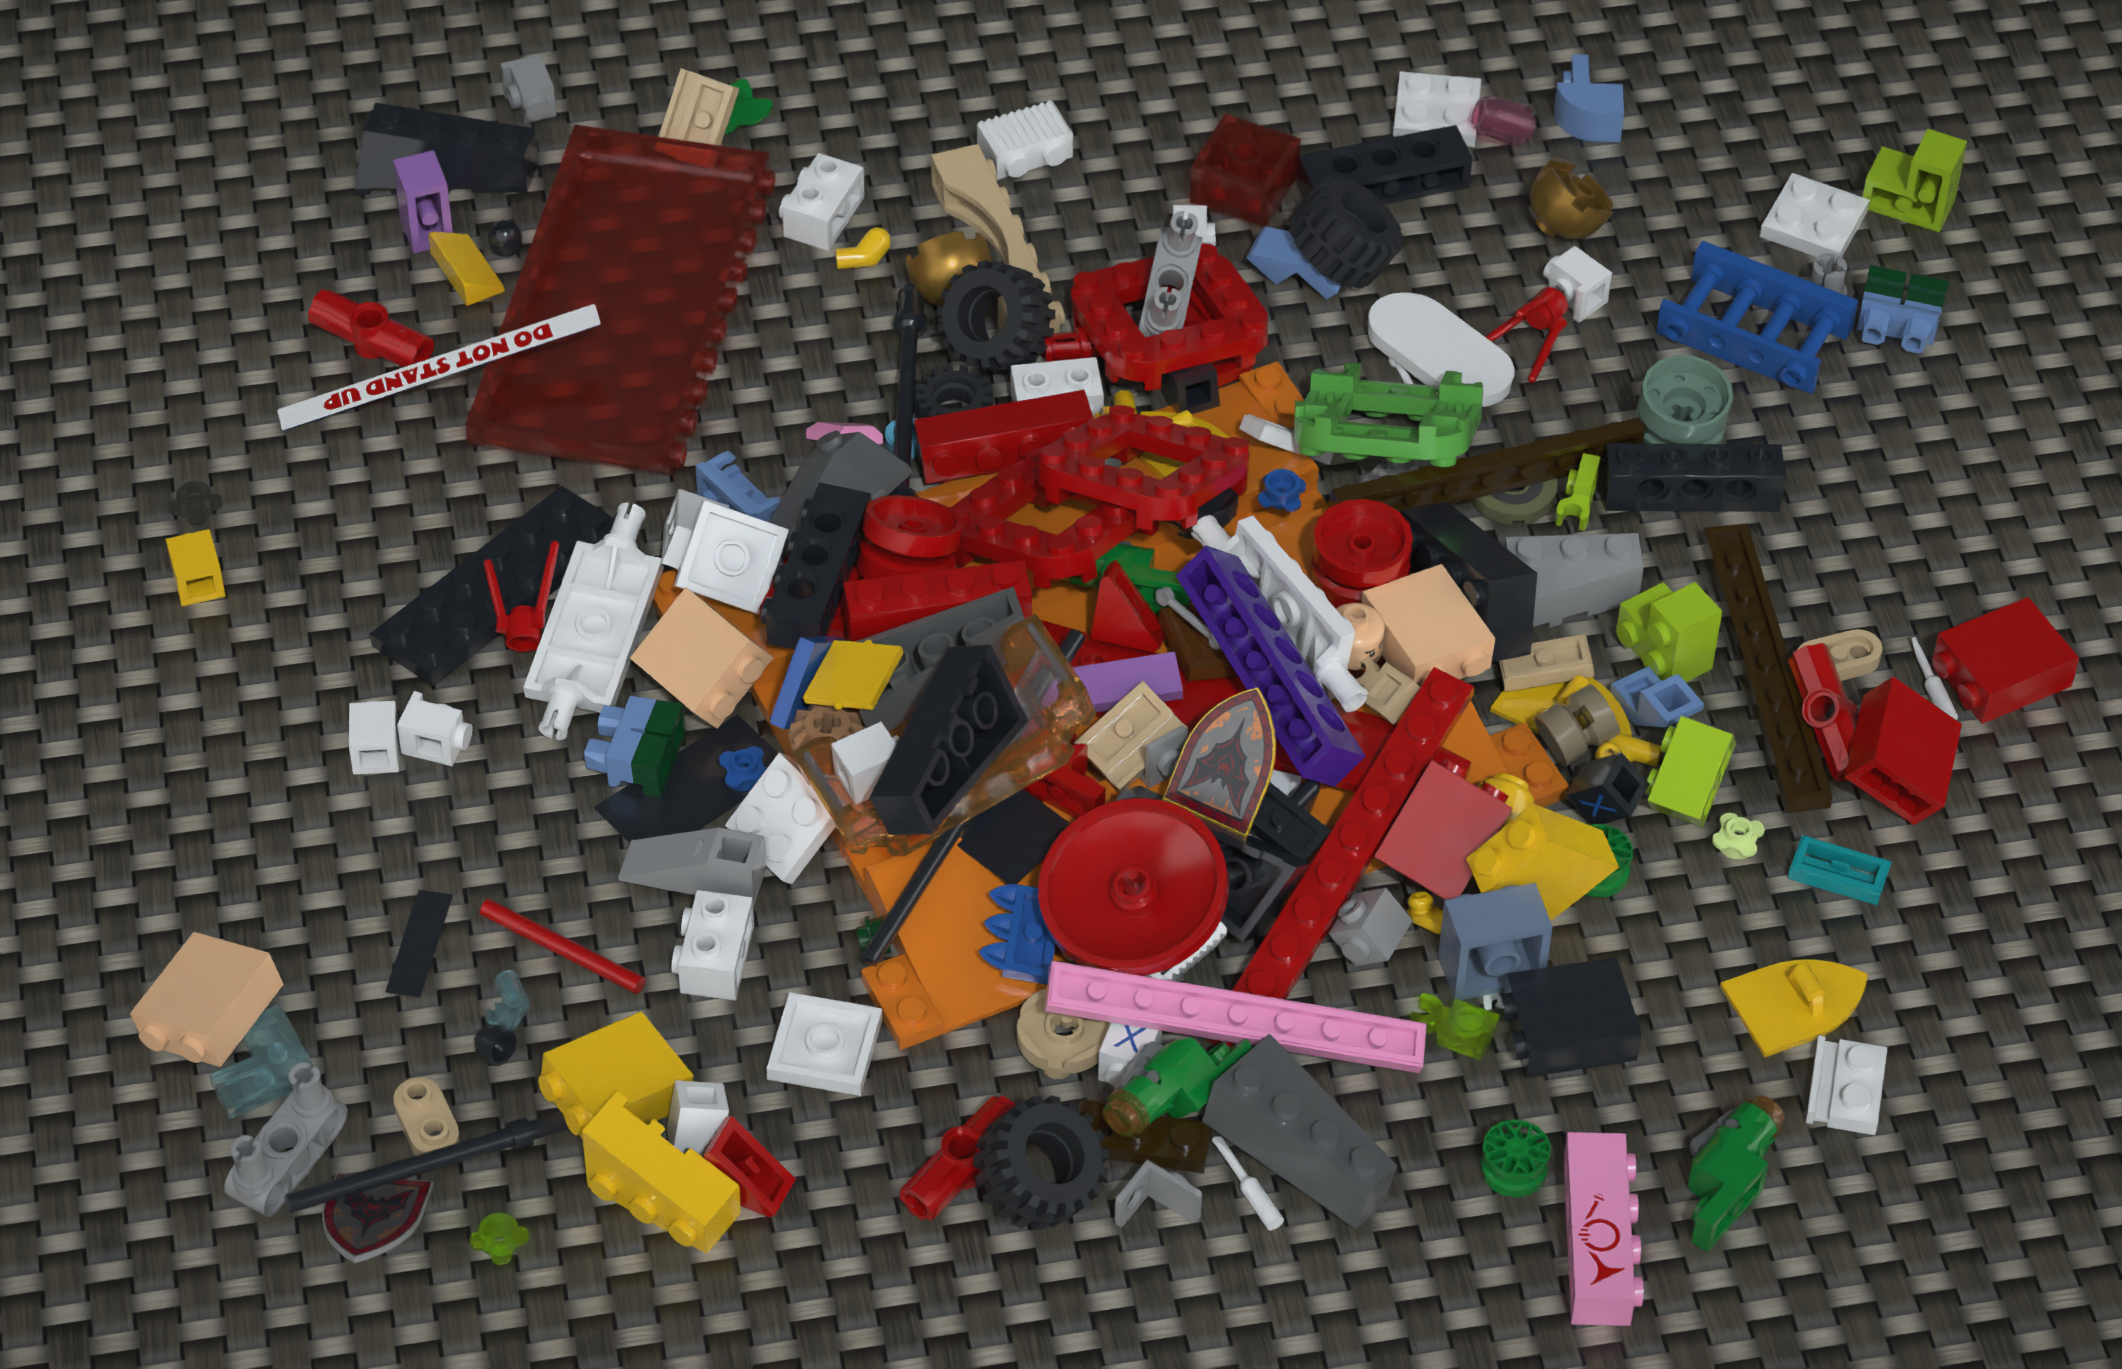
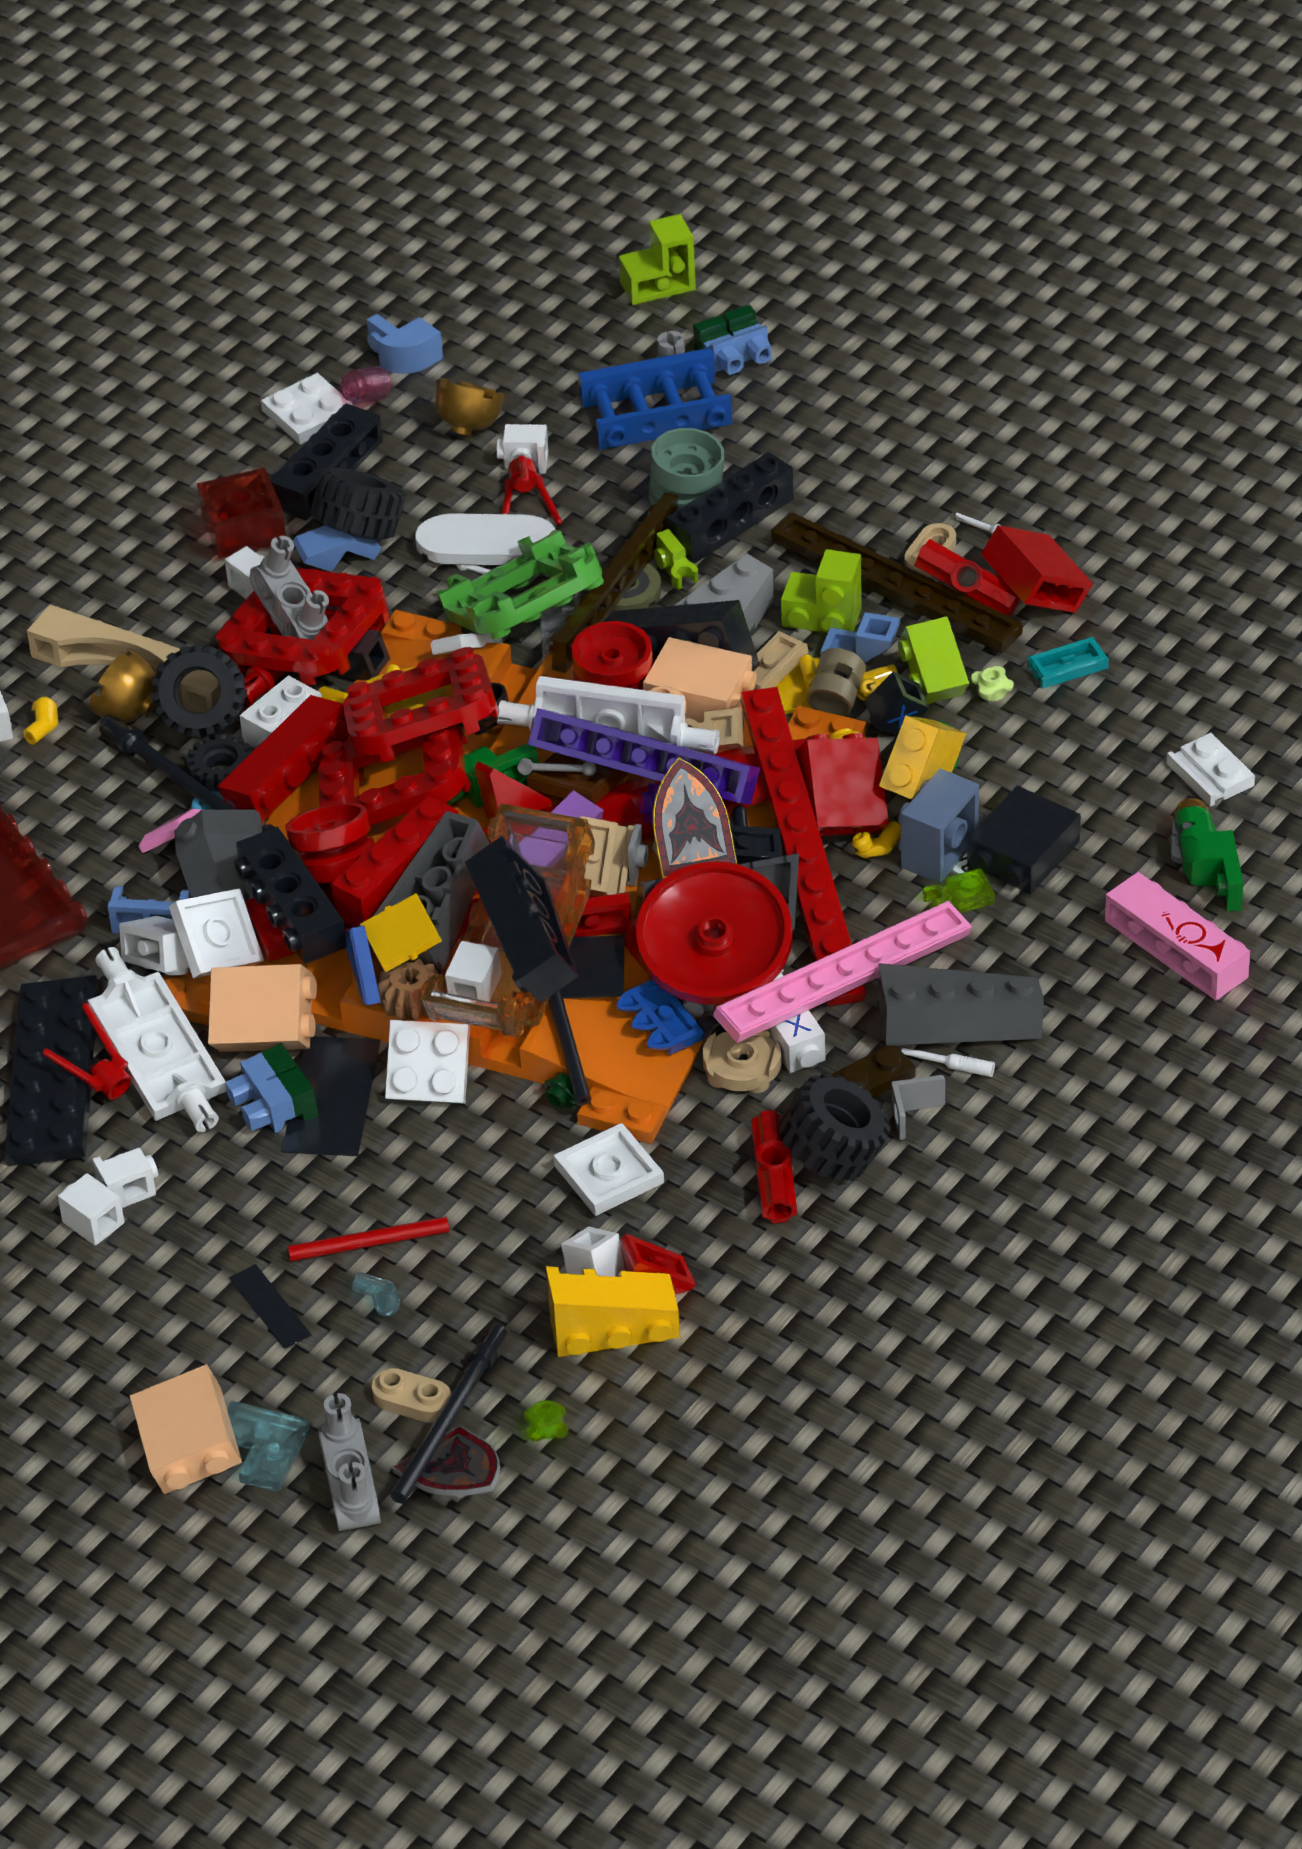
camera: 40 degrees left, 5 degrees down
(495, 1044) = (400, 1320): black hinge -> none
(618, 1057) = (509, 1279): yellow brick -> none
(698, 860) = (406, 1124): light grey slope -> none
(714, 945) = (471, 1164): white brick -> none
(737, 775) = (356, 1058): blue plate -> none
(1025, 140) = (71, 584): white brick -> none
(1169, 1080) = (853, 1030): green plate -> none
(1282, 490) = (509, 668): blue plate -> none
(1370, 927) = (855, 871): light grey brick -> none
(1529, 1159) = (1085, 937): green wheel -> none
(1794, 1001) = (1127, 748): yellow shield -> none
(1814, 217) = (616, 326): white plate -> none
(2004, 660) = (1025, 488): red brick -> none

